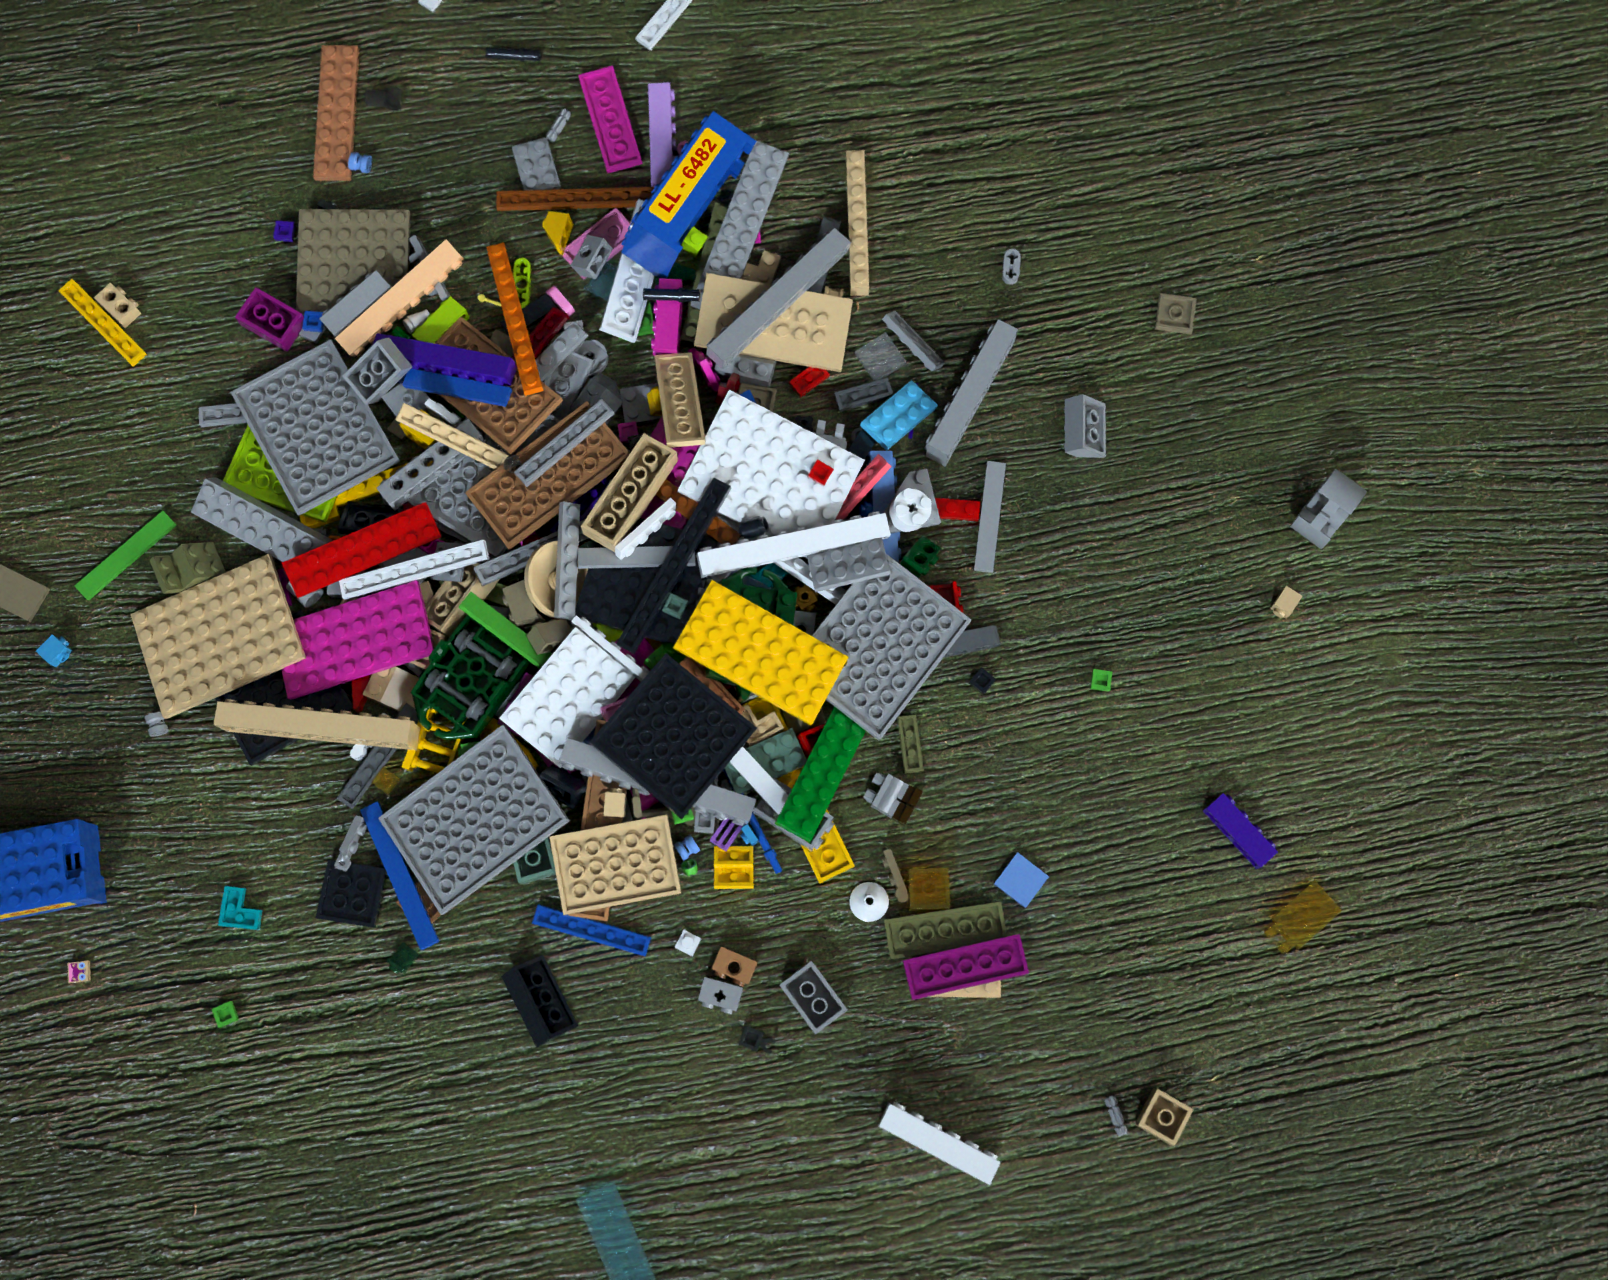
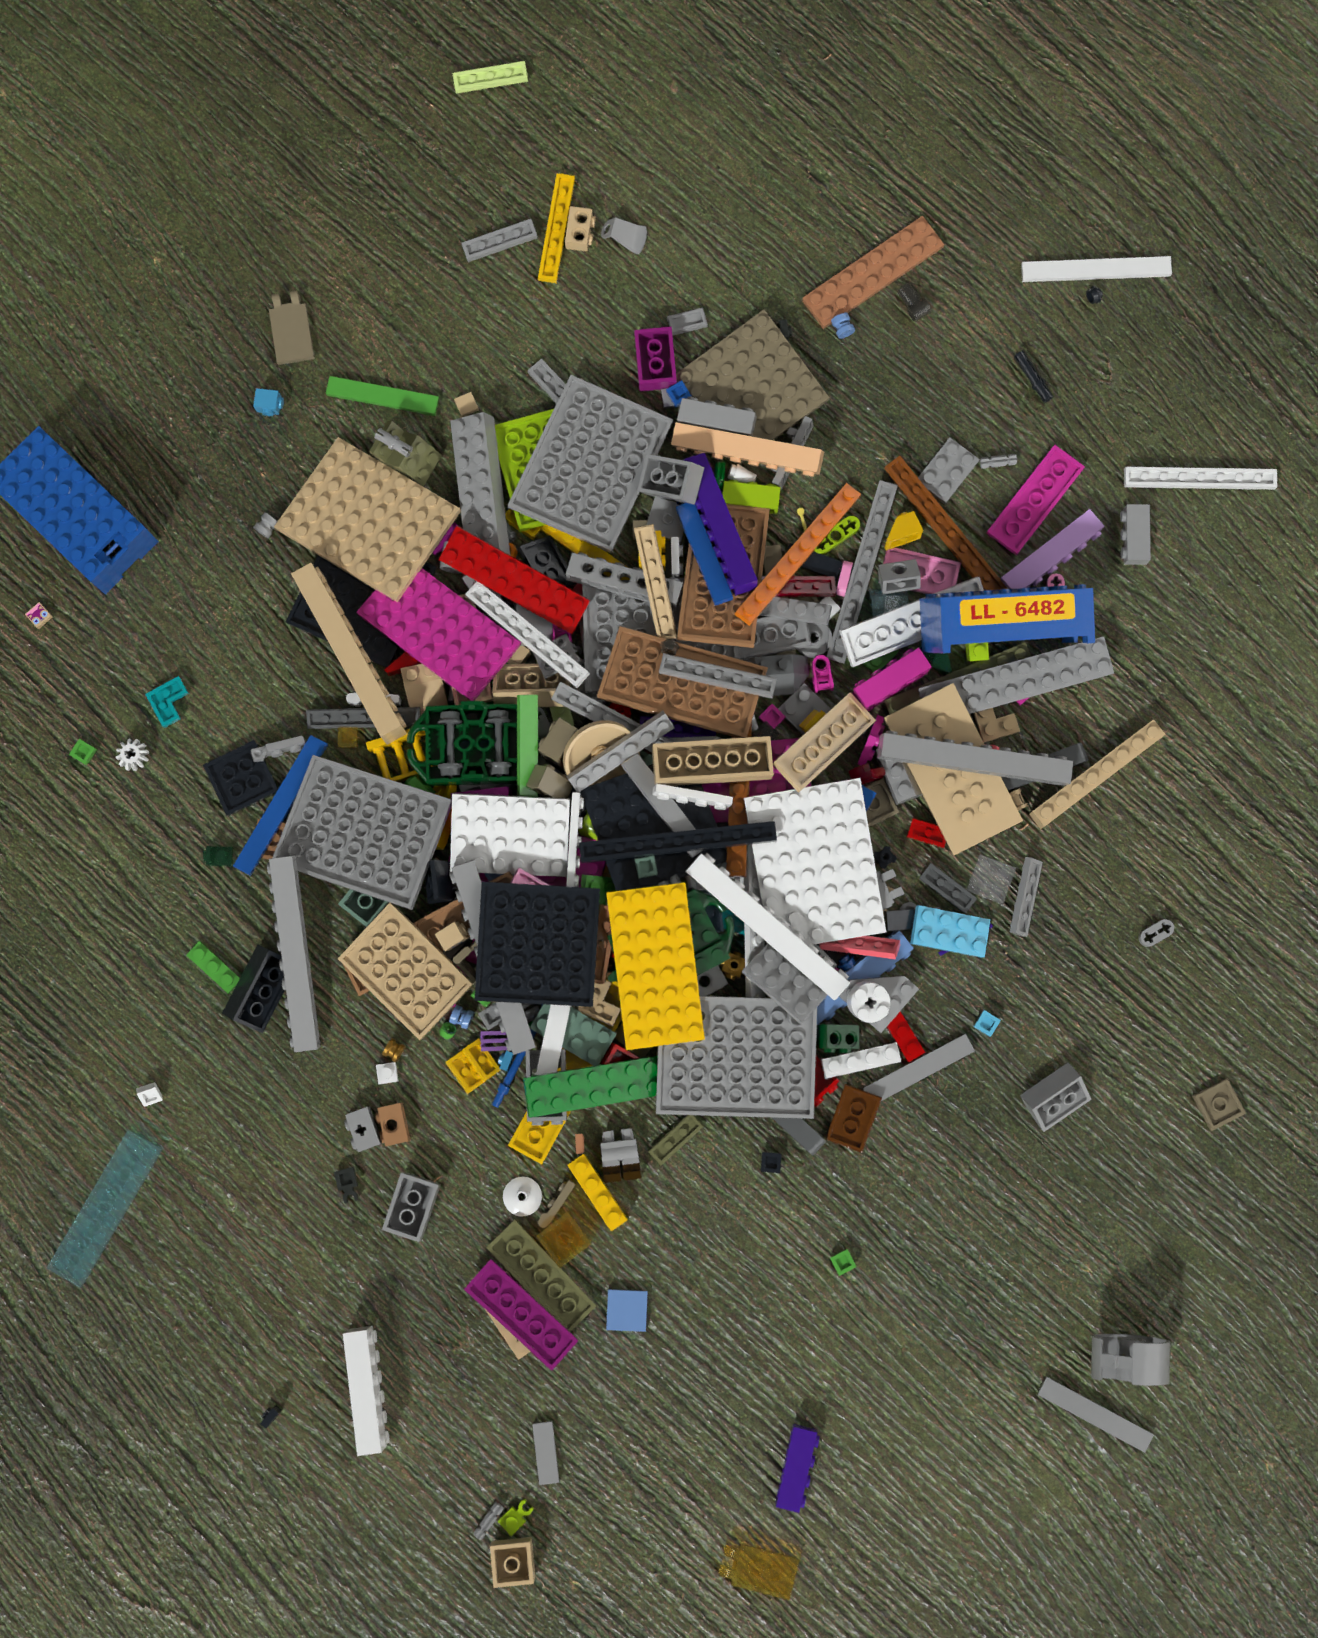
camera: 60 degrees right, 5 degrees up
(75, 373) = (499, 240): none -> light grey plate
(151, 272) = (626, 233): none -> light grey piece
(172, 566) = (393, 442): none -> light grey pin
(187, 493) = (466, 404): none -> tan tile
(253, 972) = (132, 747): none -> white gear
(261, 275) = (687, 321): none -> light grey tile
(284, 231) = (739, 310): dark purple plate -> none
(492, 1028) = (213, 967): none -> bright green plate
(527, 945) = (294, 953): none -> light grey brick
(559, 1159) = (149, 1094): none -> white plate
(563, 282) = (862, 567): none -> light grey plate
(592, 930) = (344, 989): blue tile -> none
(627, 371) = (822, 675): none -> dark pink piece
(671, 294) = (915, 676): black pin -> none
(673, 923) = (393, 1050): none -> pearl gold wheel
(693, 66) = (1135, 534): none -> light grey brick
(753, 527) = (757, 883): black brick -> none
(820, 472) = (845, 904): red plate -> none
(859, 822) = (580, 1148): none -> nougat tile
(904, 1243) = (269, 1416): none -> black plate
(909, 835) = (597, 1192): none -> yellow brick
(951, 555) = (860, 1060): none -> white plate
(971, 392) = (1015, 979): light grey brick -> none
(990, 439) = (986, 1023): none -> medium azure plate
(992, 592) = (853, 1118): none -> reddish brown tile
(1092, 1028) = (545, 1452): none -> light grey tile
(1128, 1093) = (513, 1518): none -> lime plate
(1285, 602) = (1024, 1375): tan brick -> none
(1351, 570) = (1095, 1414): none -> light grey tile

